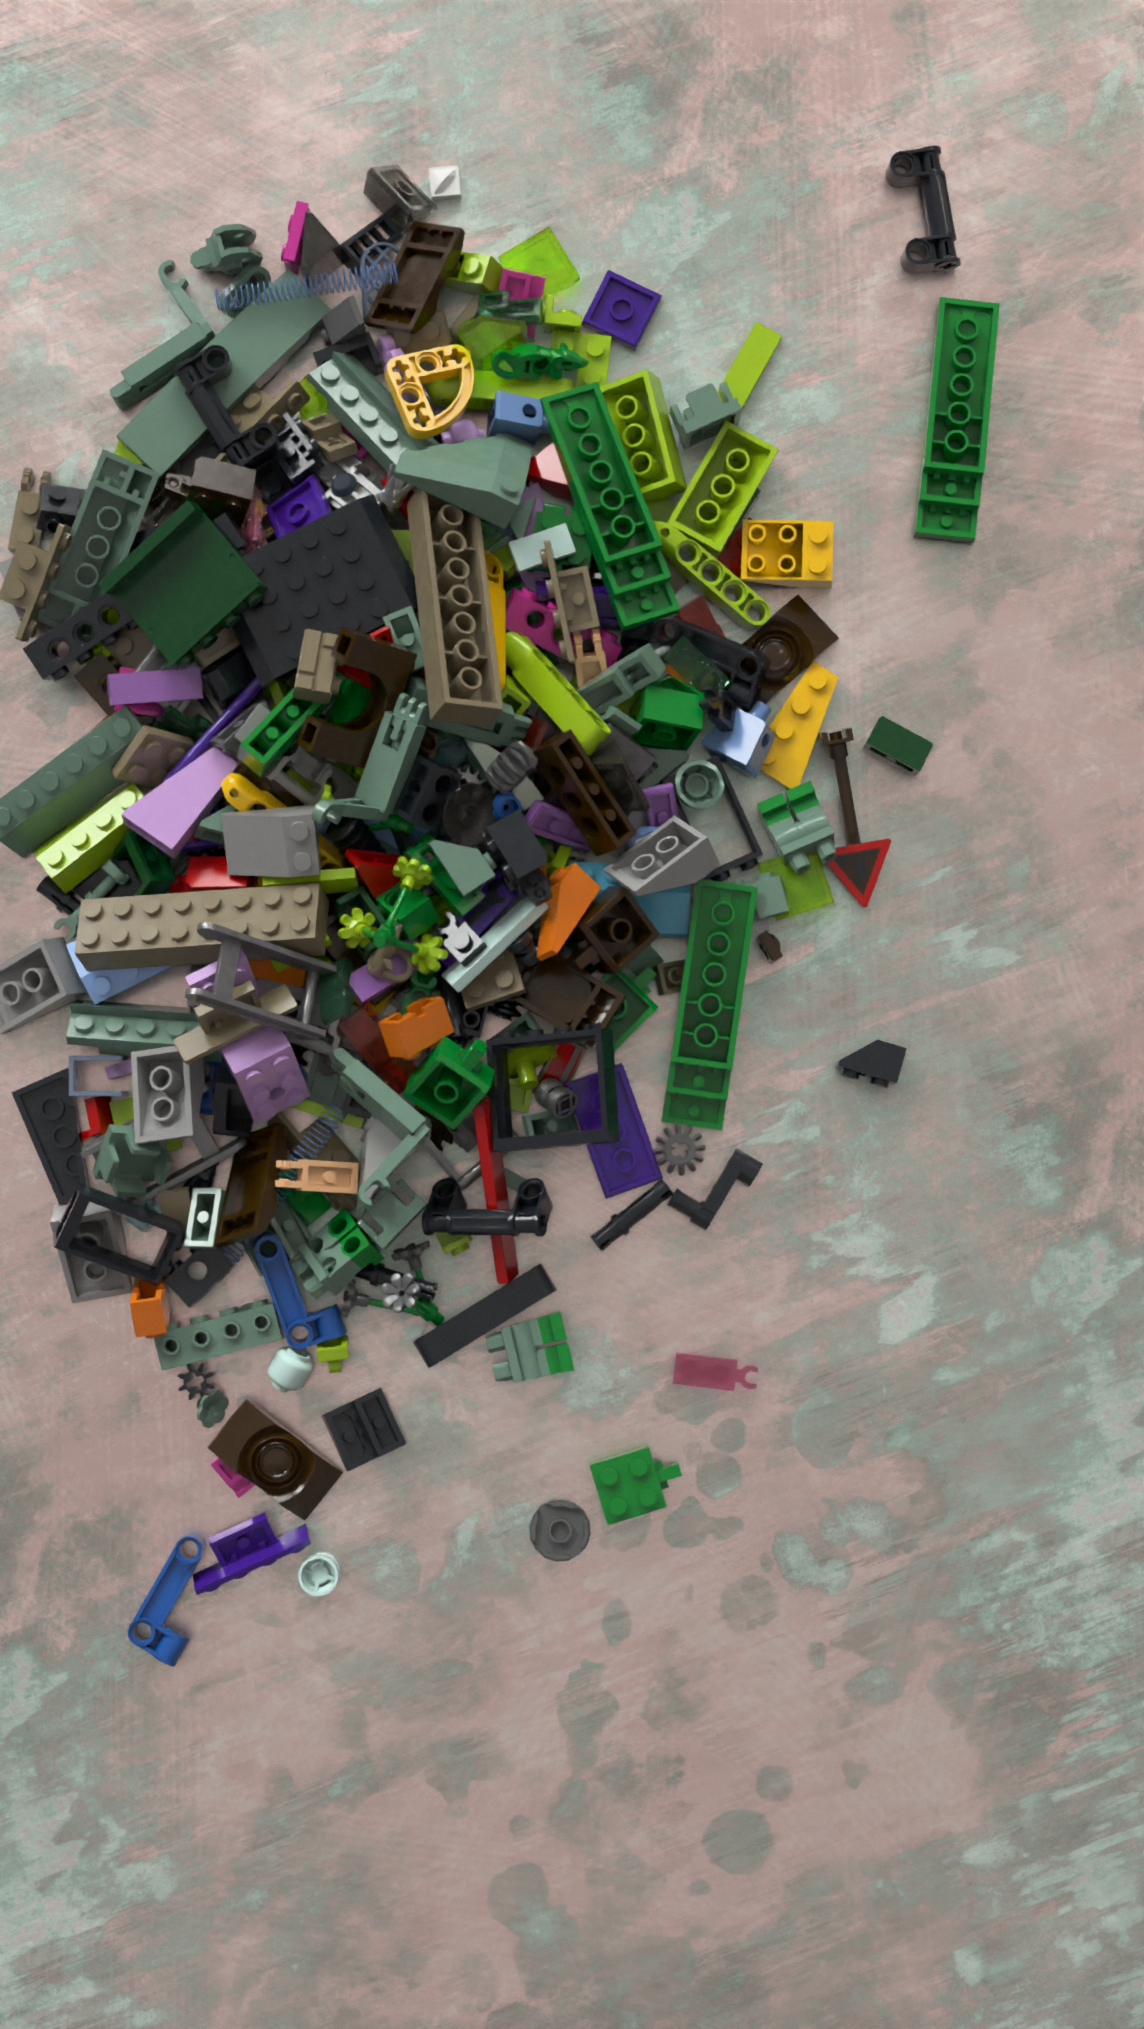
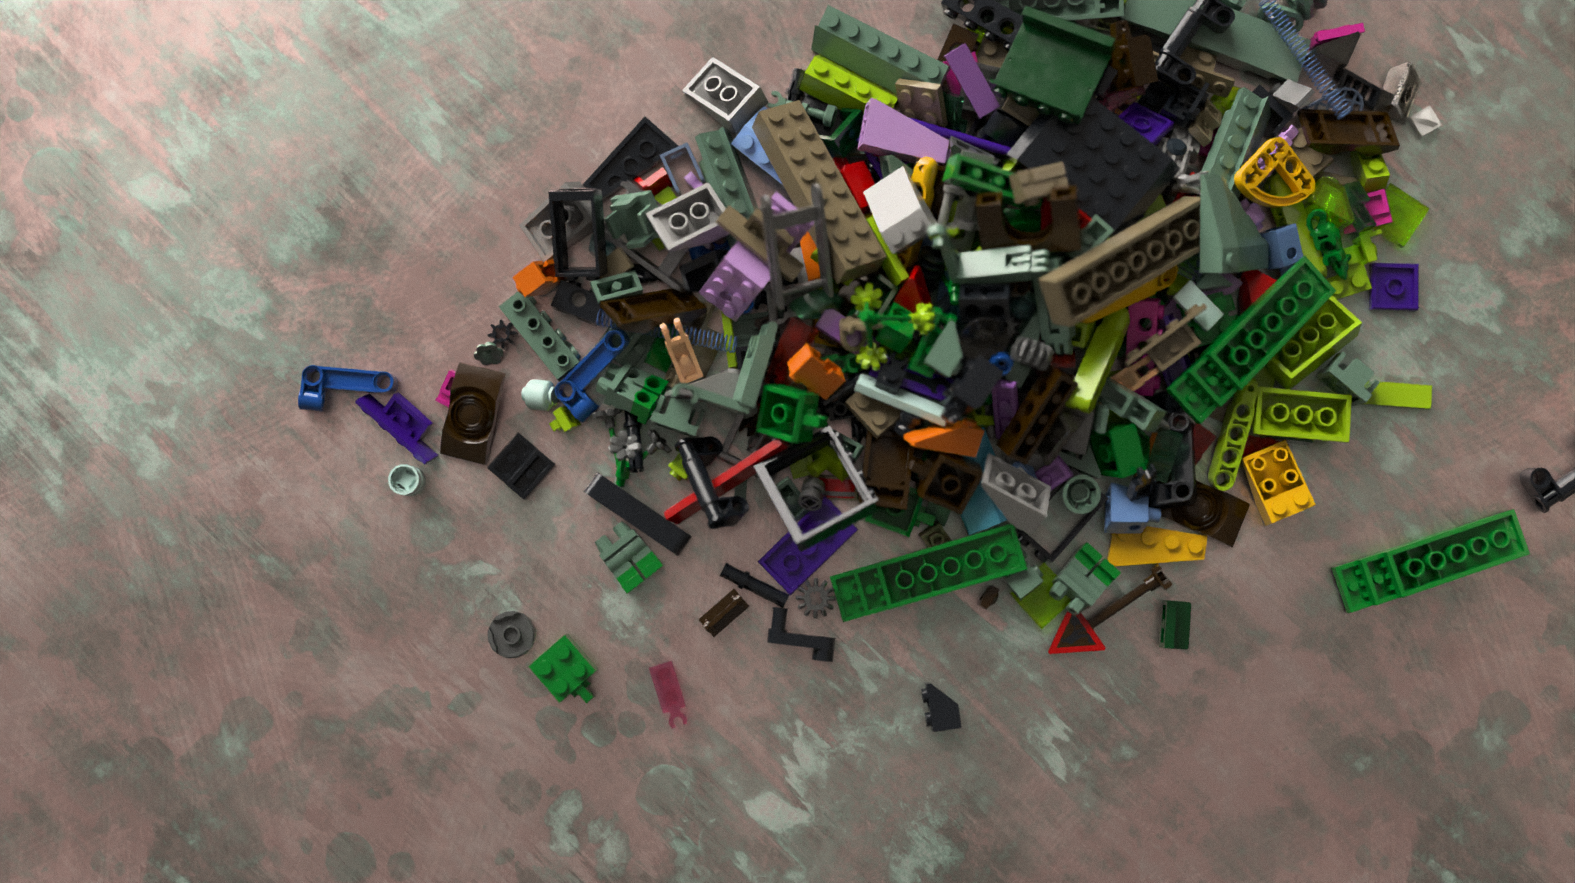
camera: 70 degrees right, 0 degrees up
(648, 1266) = (723, 613): none -> dark brown hinge

